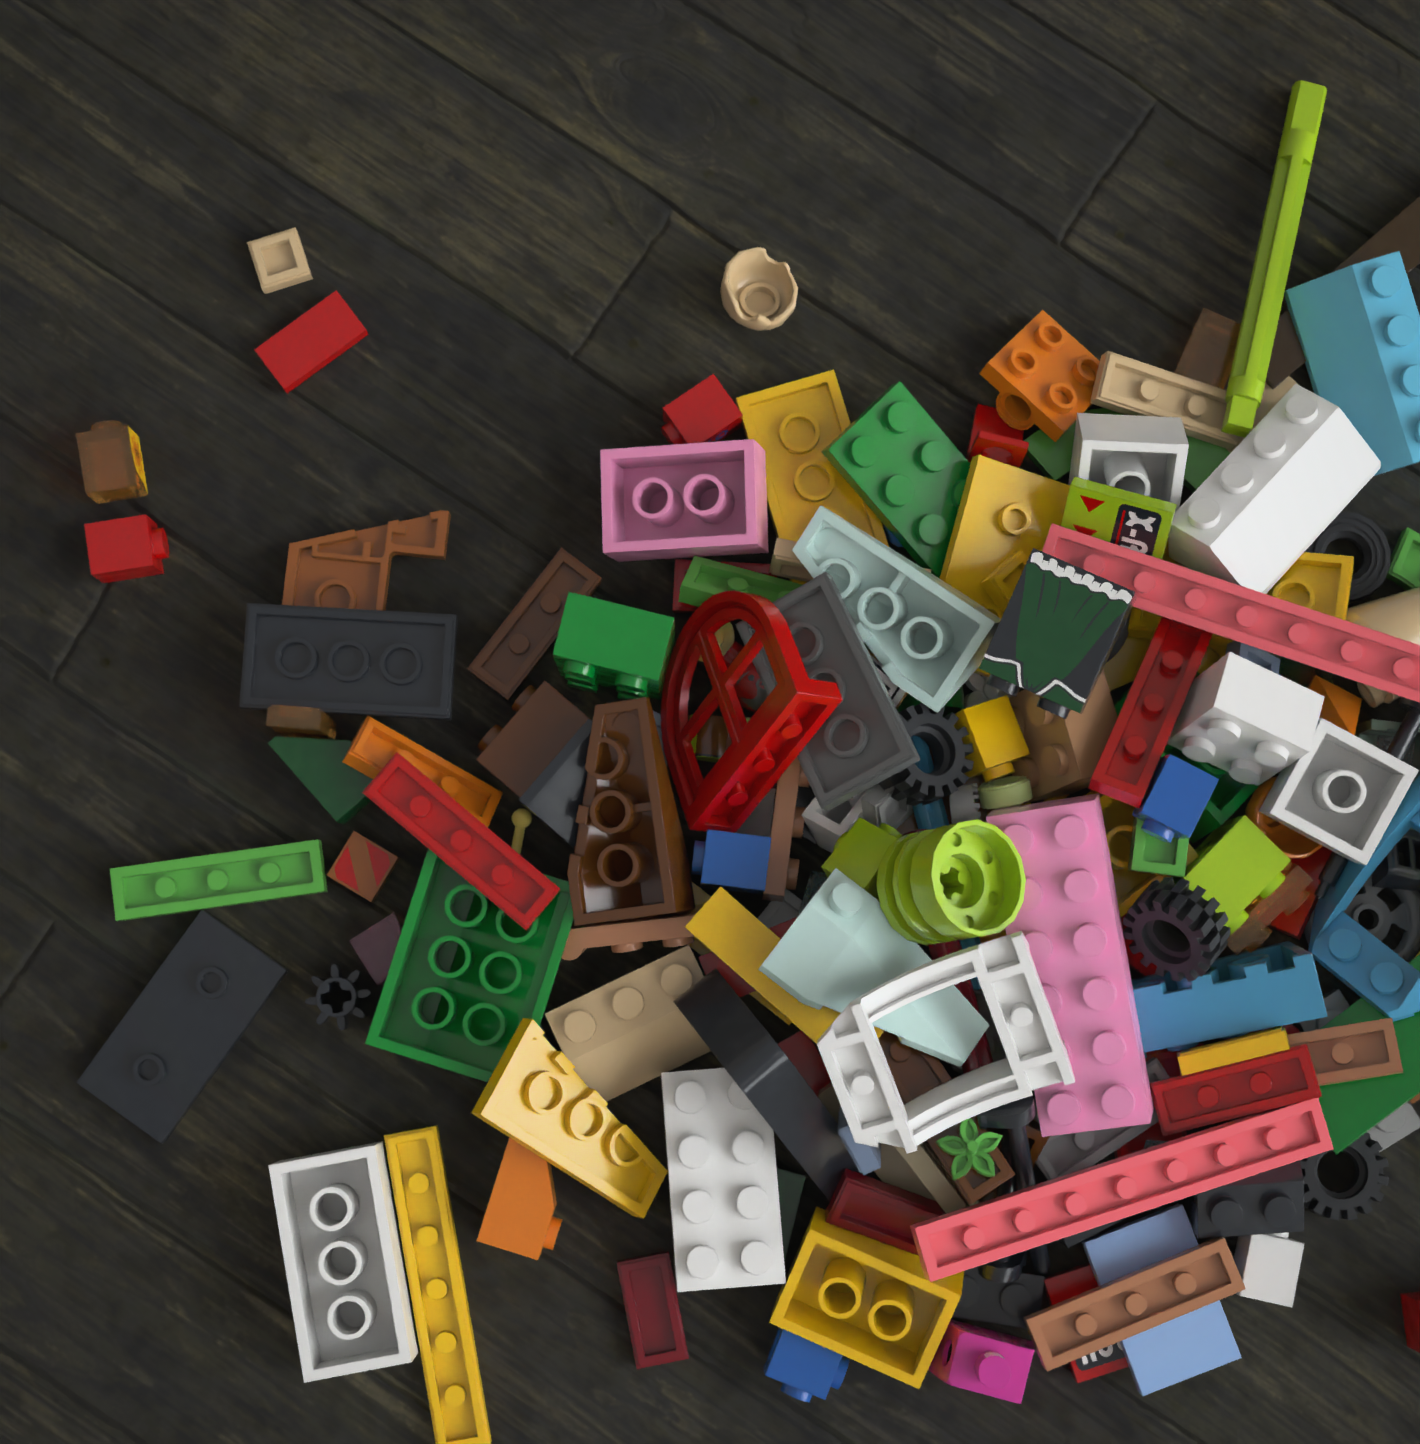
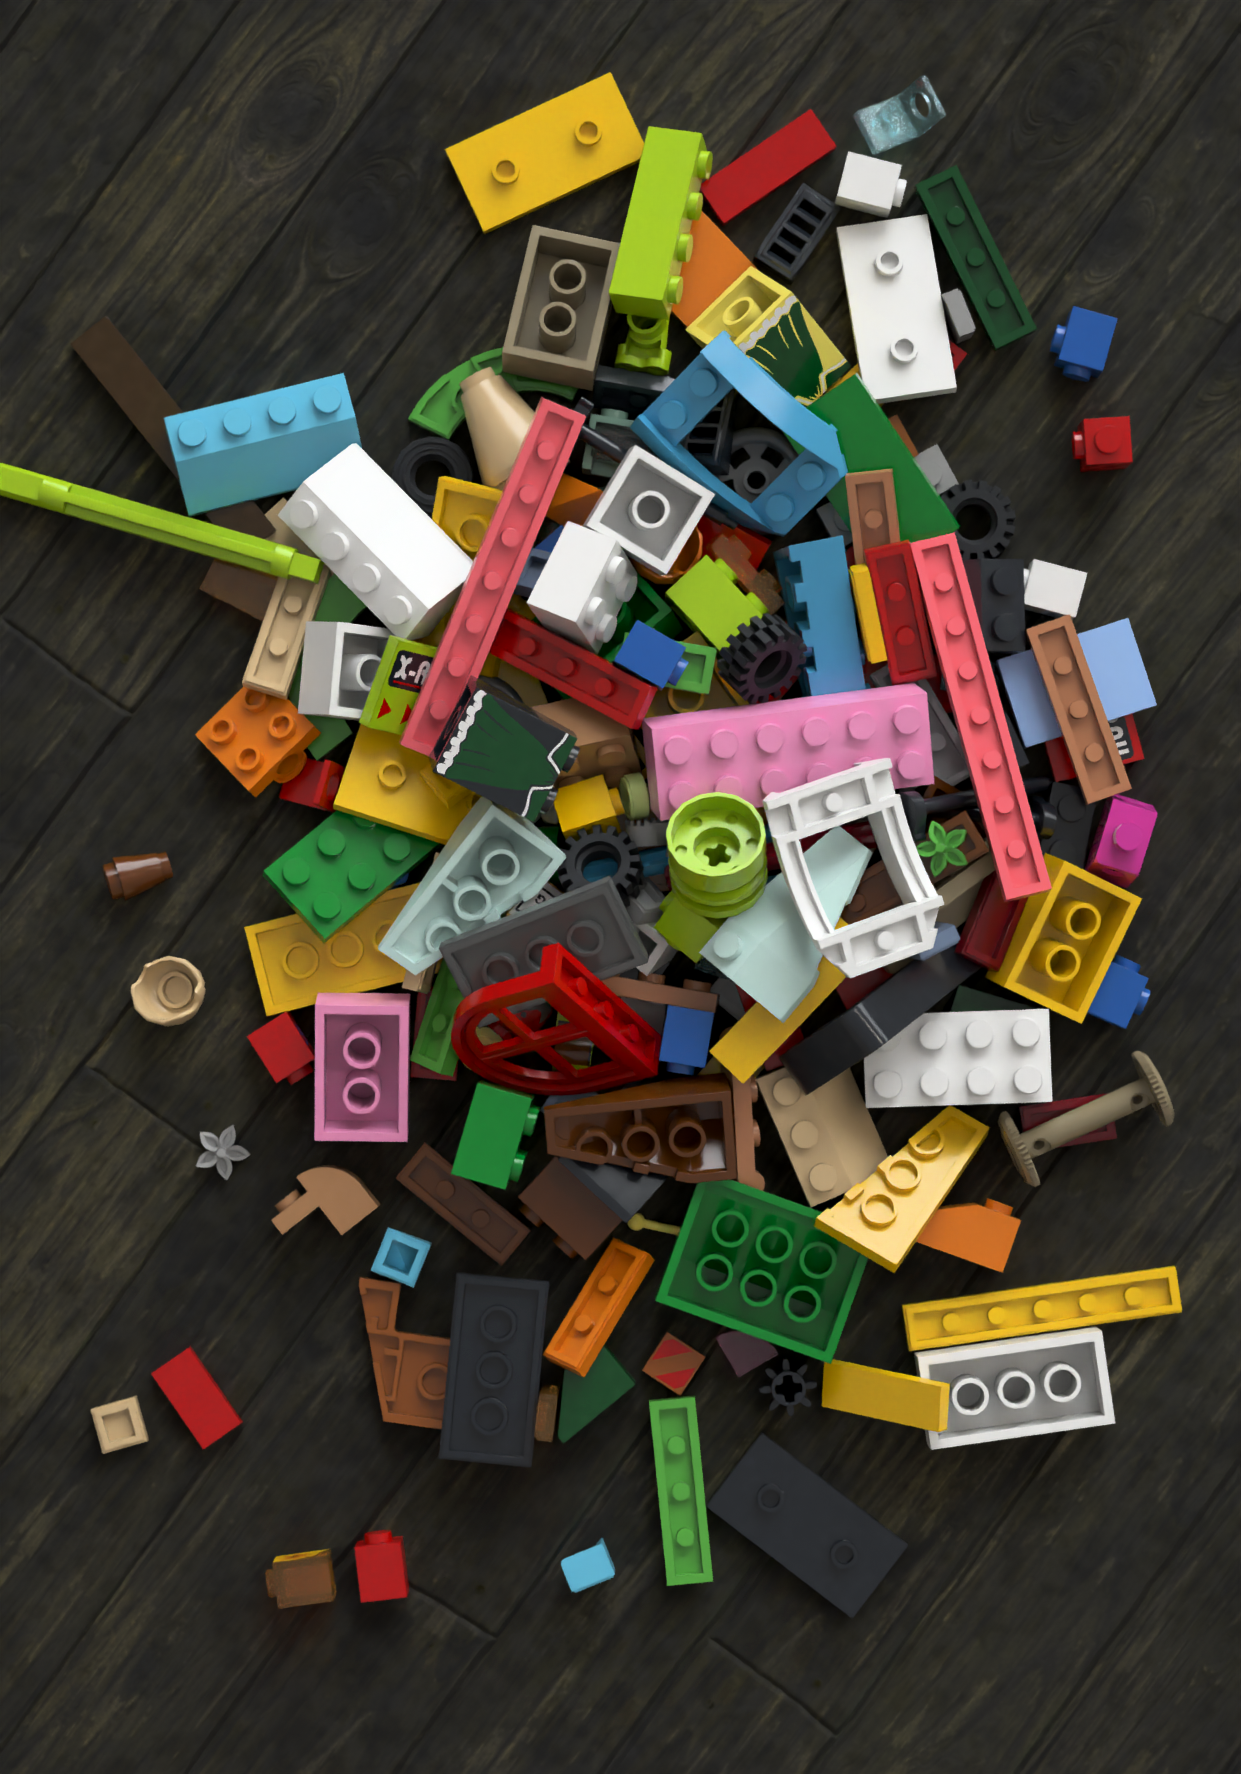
camera: 80 degrees left, 5 degrees up
(129, 779) = (588, 1567): none -> medium azure slope
(330, 1111) = (885, 1395): none -> yellow tile
(461, 841) = (659, 1274): red tile -> none
(473, 557) = (401, 1257): none -> medium azure slope
(544, 479) = (333, 1189): none -> medium nougat brick
(584, 357) = (221, 1151): none -> light grey plant
(693, 1402) = (1087, 1118): none -> dark tan hose
(885, 251) = (136, 873): none -> reddish brown cone

